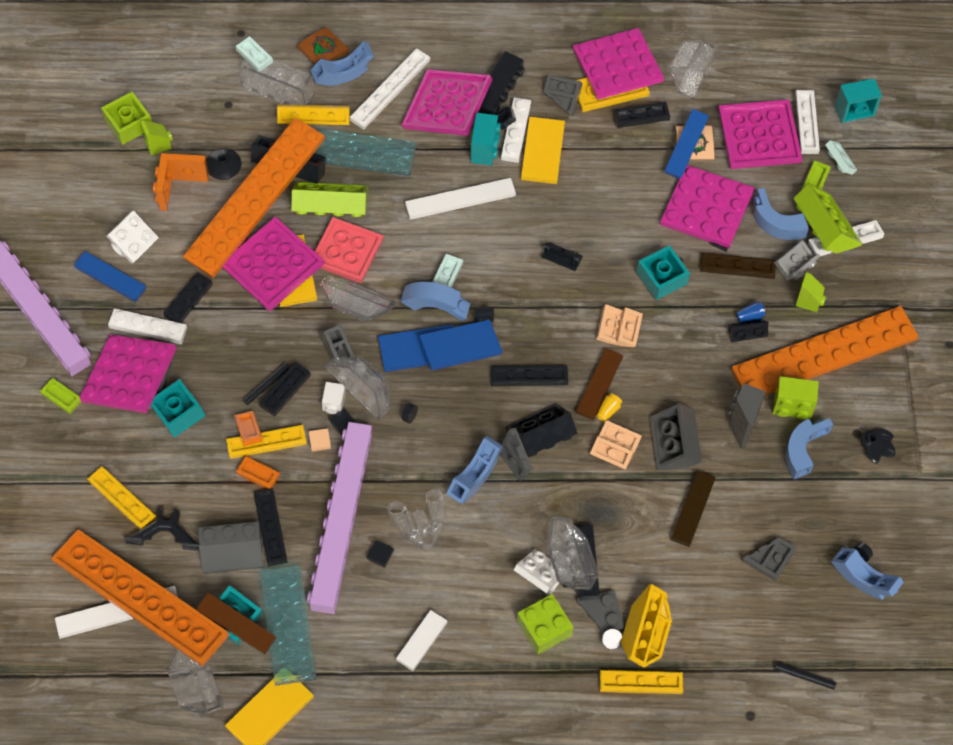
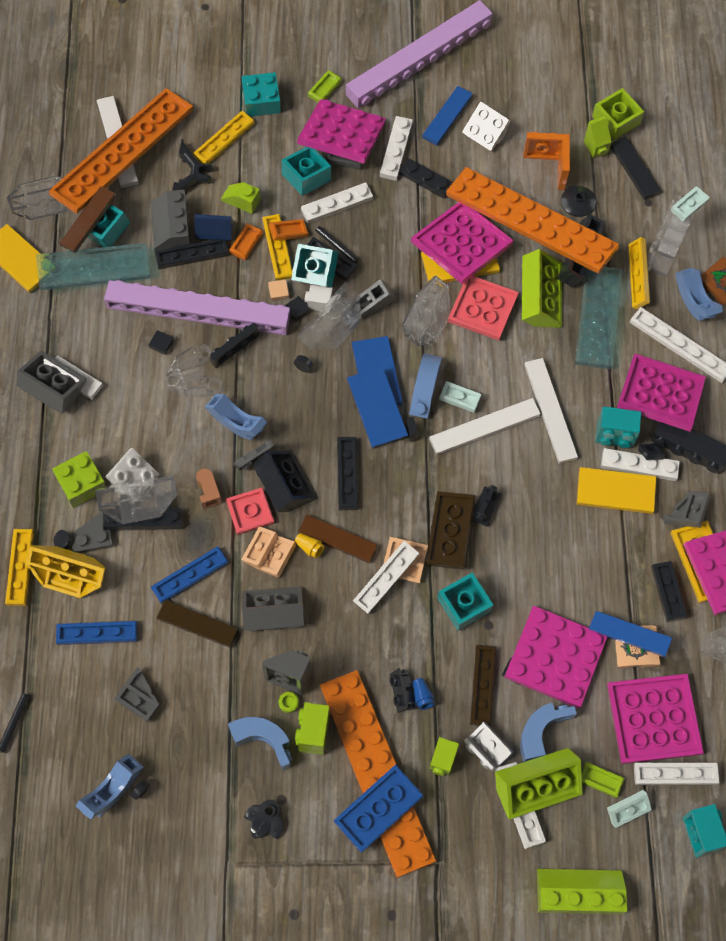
camera: 90 degrees right, 5 degrees up
(69, 457) = (261, 94): none -> teal brick
(189, 111) = (635, 168): none -> black tile
(202, 476) = (242, 196): none -> lime slope
(214, 384) = (337, 203): none -> white plate
(242, 500) = (213, 227): none -> dark blue slope
(300, 396) = (314, 265): none -> brick
(386, 479) = (233, 345): none -> black plate
(432, 659) = (50, 381): none -> dark grey slope
(478, 255) = (484, 426): none -> white tile
(550, 500) = (207, 483): none -> nougat leg
(572, 463) = (250, 511): none -> coral tile
(587, 285) = (450, 530): none -> dark brown tile
(641, 338) = (386, 577): none -> white plate
(642, 517) = (189, 575): none -> blue tile
(707, 602) = (96, 633): none -> blue tile
(765, 426) = (288, 702): none -> lime tile
(862, 347) = (378, 808): none -> blue tile
(915, 196) = (581, 891): none -> lime slope

